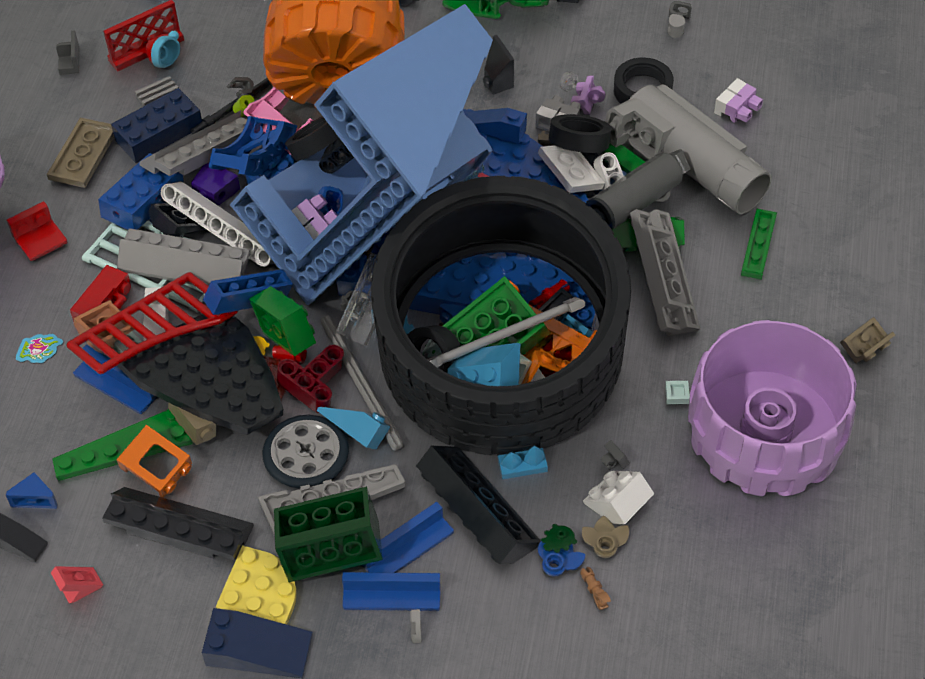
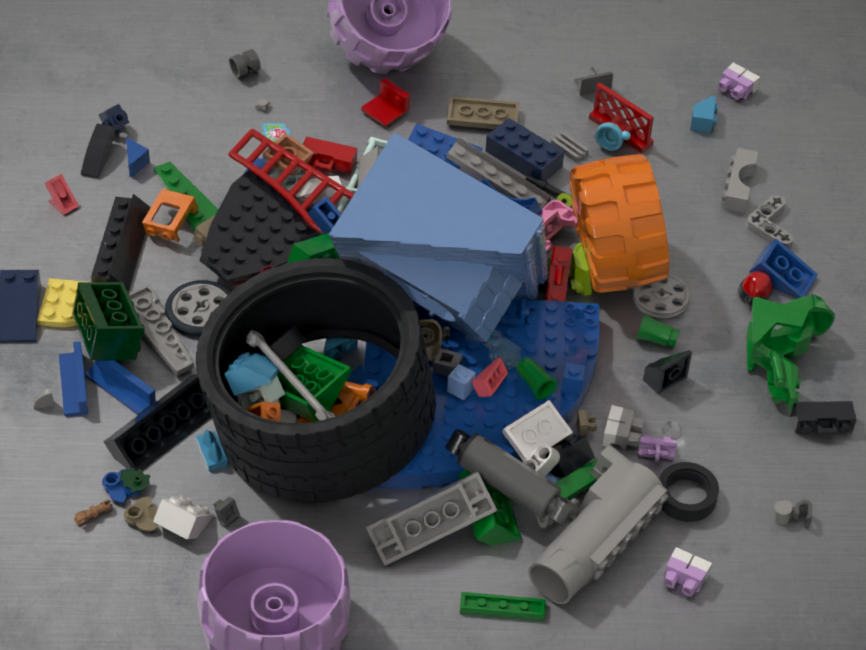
camera: 75 degrees right, 5 degrees down
(508, 153) = (536, 378): none -> green plant
(580, 133) = (571, 444): black tyre -> none

